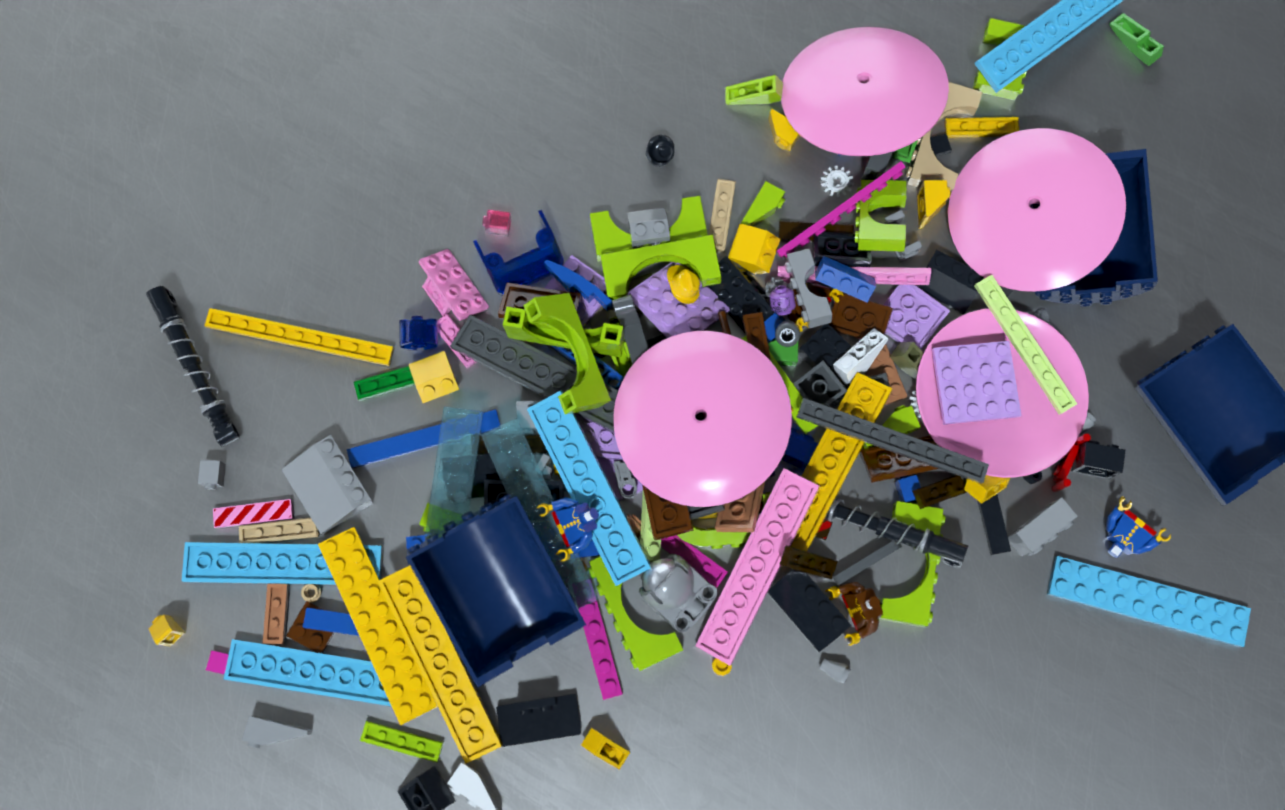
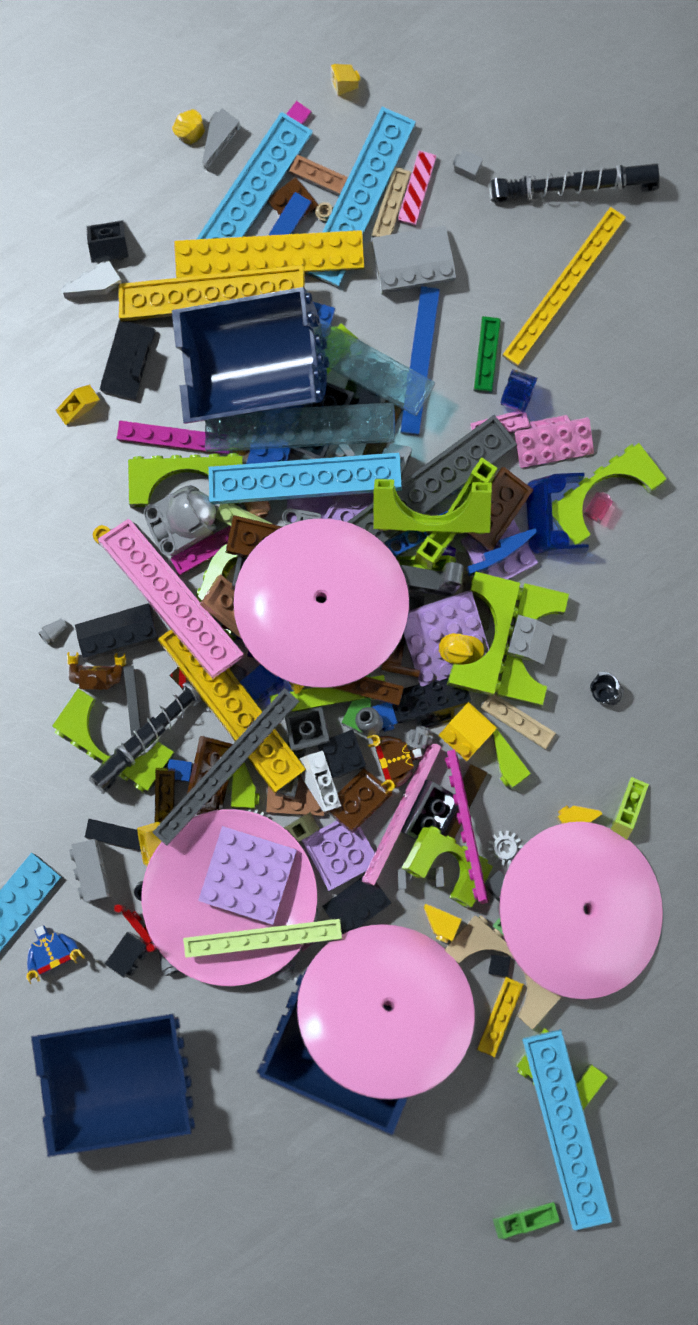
camera: 115 degrees right, 5 degrees up
(273, 767) = (188, 126): none -> yellow hair
(401, 741) = (162, 239): lime tile -> none
(433, 376) = (471, 389): yellow slope -> none
(445, 209) = (632, 465): none -> lime arch
(574, 523) = (278, 452): blue torso -> none
(782, 300) = (403, 732): medium lavender head -> none
(808, 562) = (152, 643): dark brown tile -> none
(815, 308) = (427, 763): light grey arch -> none
(845, 279) = (397, 798): brick -> none

